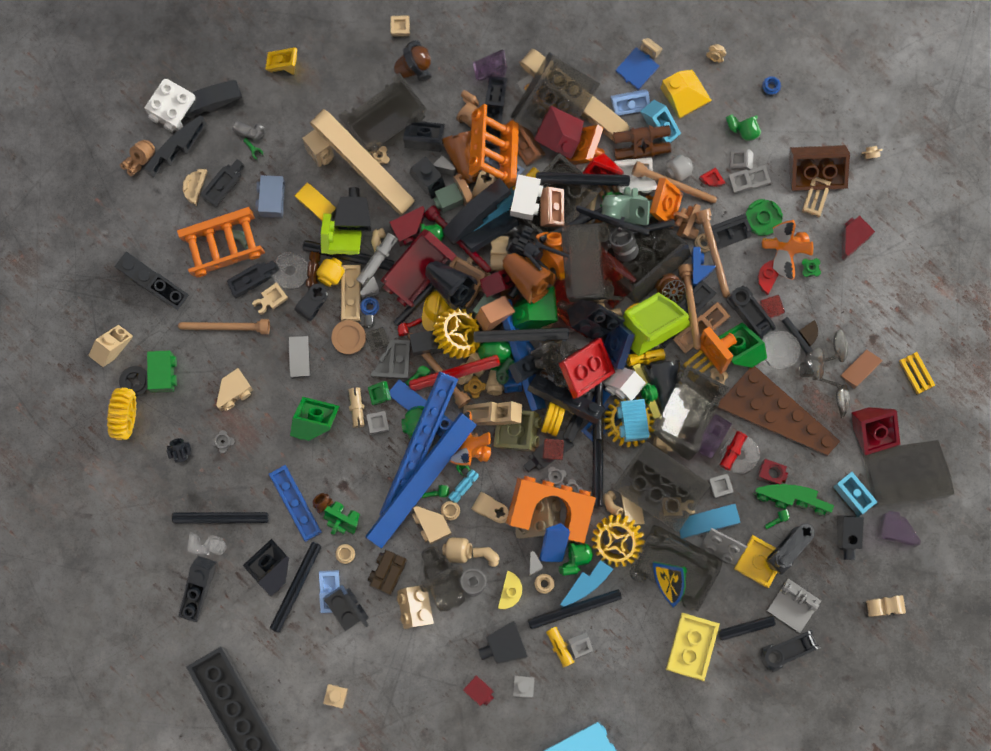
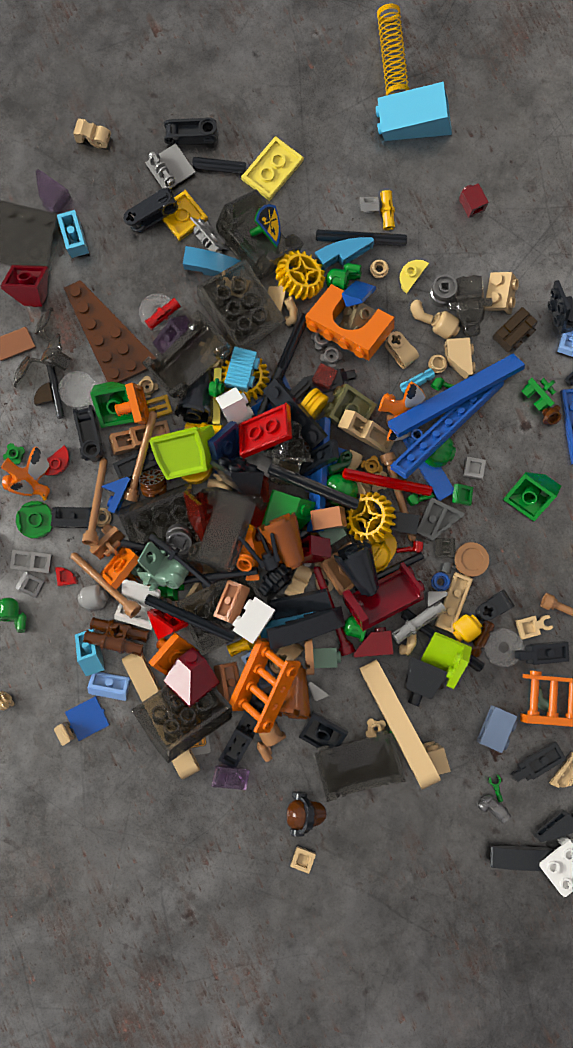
camera: 155 degrees left, 5 degrees up
(282, 60) = (436, 869): yellow slope -> none
(299, 356) = (525, 559): light grey slope -> none
(314, 201) = (455, 707): yellow slope -> none
(345, 554) = (546, 362): tan plate -> none
(356, 407) = (488, 490): tan pin -> none
(426, 176) = (338, 686): black torso -> none
(504, 645) = (435, 229): black torso -> none
(523, 686) = (432, 191): light grey plate -> none
(535, 564) = (381, 286): light grey slope -> none
(684, 92) = (52, 672): yellow slope -> none
(720, 486) = (187, 290): light grey plate -> none
(763, 474) = (141, 289): dark red brick -> none
(772, 306) = (66, 432): clear red plate -> none
(783, 517) = (144, 243): green hand -> none
(784, 495) = (130, 258): green slope -> none
(847, 527) = (93, 203): black torso -> none

